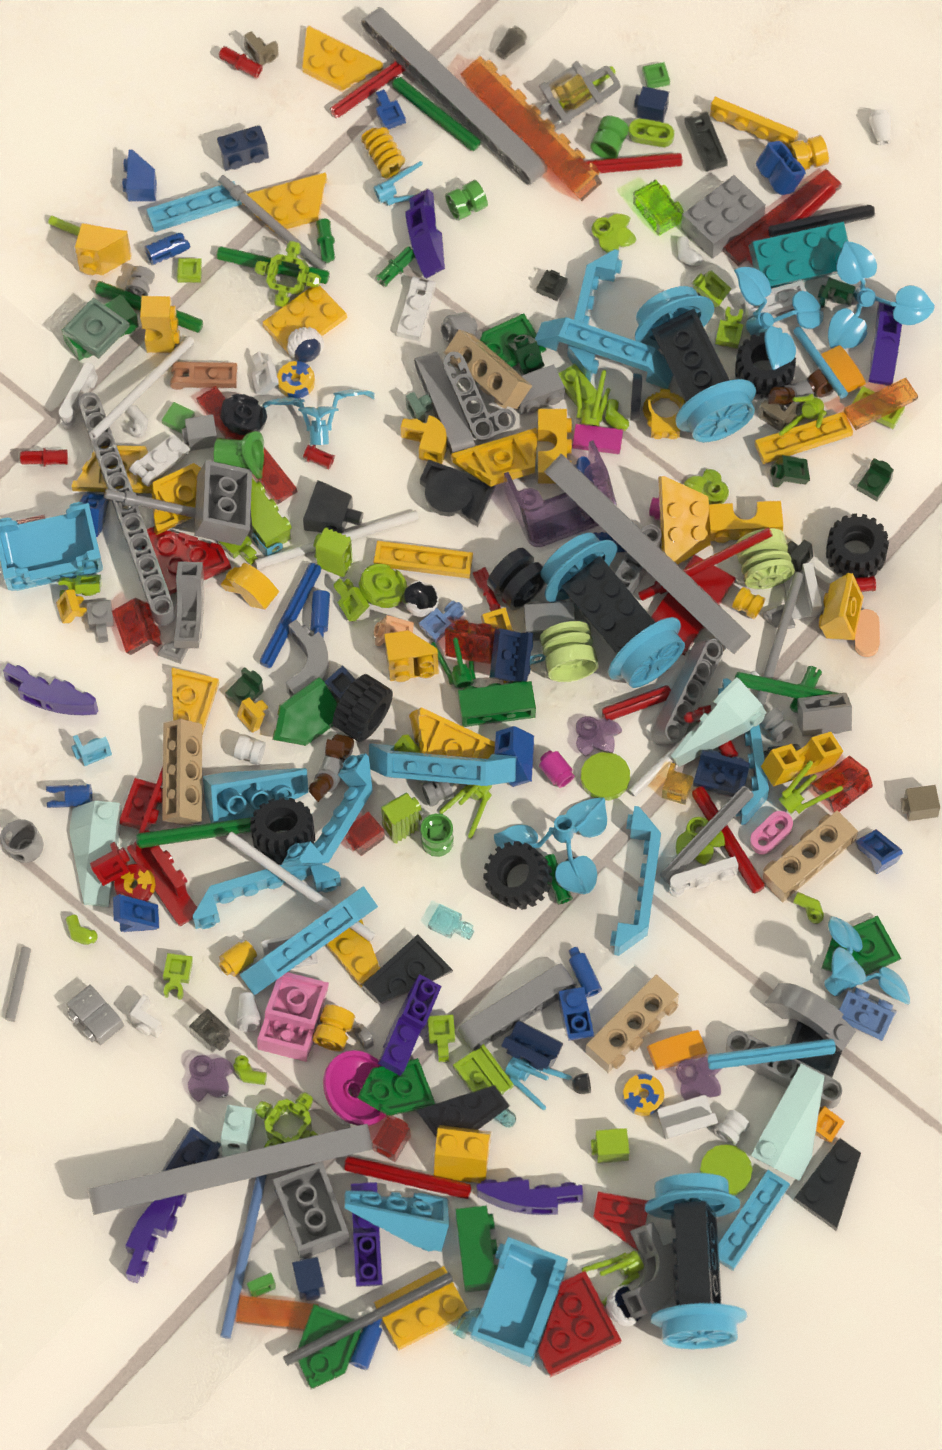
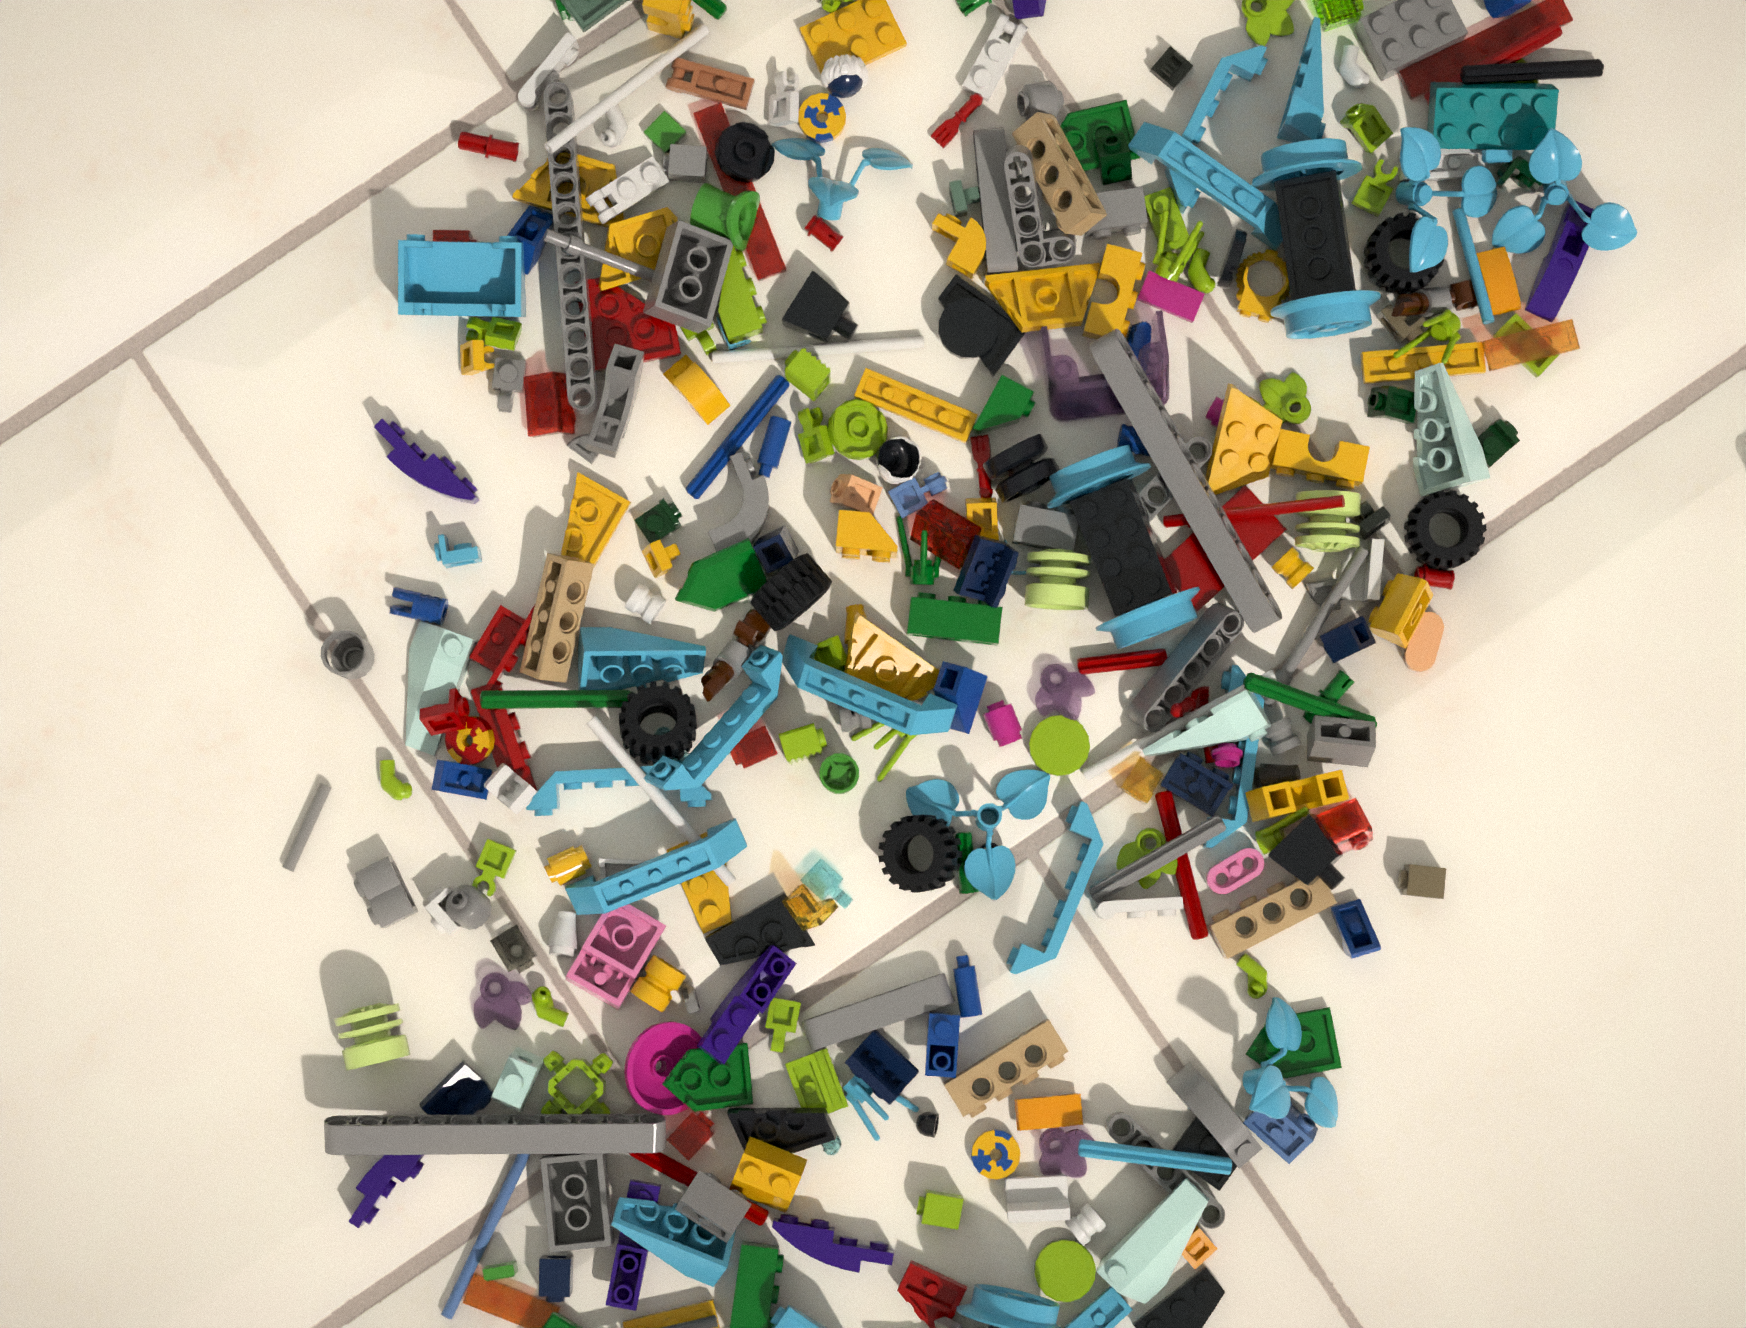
camera: 10 degrees right, 20 degrees up
(111, 1122) = (372, 1036): none -> yellowish green wheel
(165, 1006) = (468, 907): none -> light grey head
(176, 908) = (510, 788): none -> white bracket
(395, 364) = (949, 128): none -> red piece
(424, 1183) = (713, 1205): none -> light grey brick
(437, 941) = (806, 910): none -> clear yellow panel
(492, 543) = (1005, 406): none -> green slope
(657, 270) = (1305, 102): none -> medium azure wedge
(738, 744) = (1227, 755): none -> dark pink plate
(806, 641) = (1347, 639): none -> dark blue brick
(813, 282) = (1496, 156): none -> medium azure tile
(823, 795) = (1309, 853): none -> black torso
(835, 481) = (1446, 442): none -> light aqua wedge

